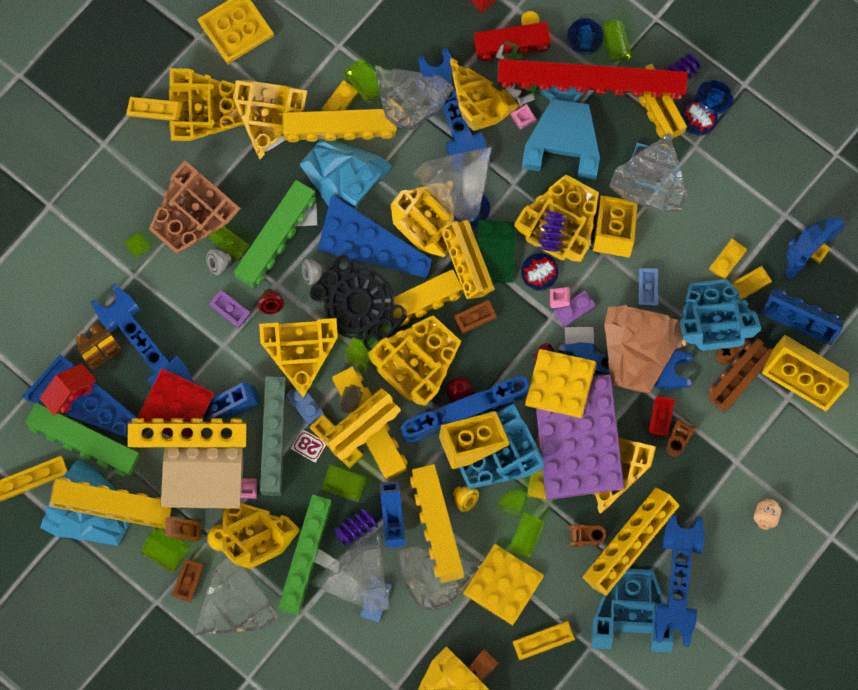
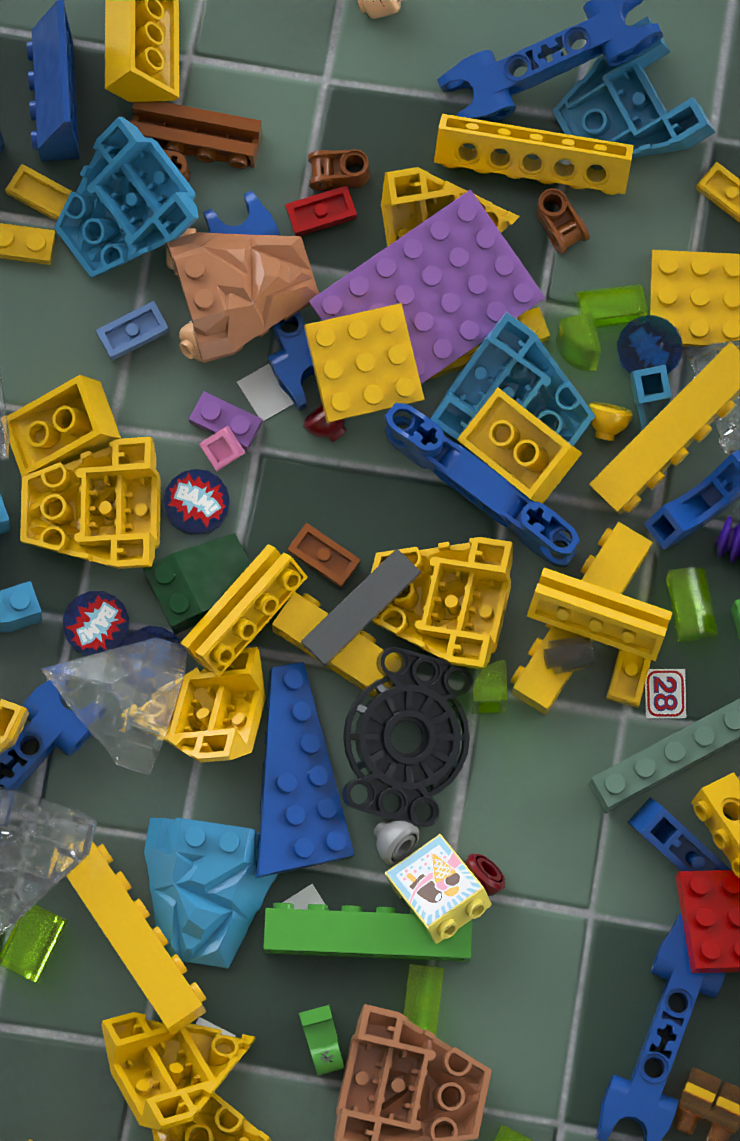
camera: 120 degrees left, 0 degrees up
(217, 261) = (464, 998): light grey brick -> none
(229, 309) = (529, 935): medium lavender plate -> none
(239, 187) = (322, 1039): none -> bright green leg
(275, 274) = (439, 888): none -> panel
(299, 348) = (529, 784): yellow wedge -> none
(305, 406) = (608, 733): medium blue plate -> none
(341, 98) = (84, 966): yellow plate -> none
(435, 314) = (360, 607): none -> dark grey tile
(459, 388) = (448, 518): dark red brick -> none
(464, 524) = (650, 392): none -> dark azure brick
(491, 541) = (649, 343): none -> tile
(504, 191) = (95, 623): none -> tile
(552, 231) = (131, 500): dark purple piece -> none

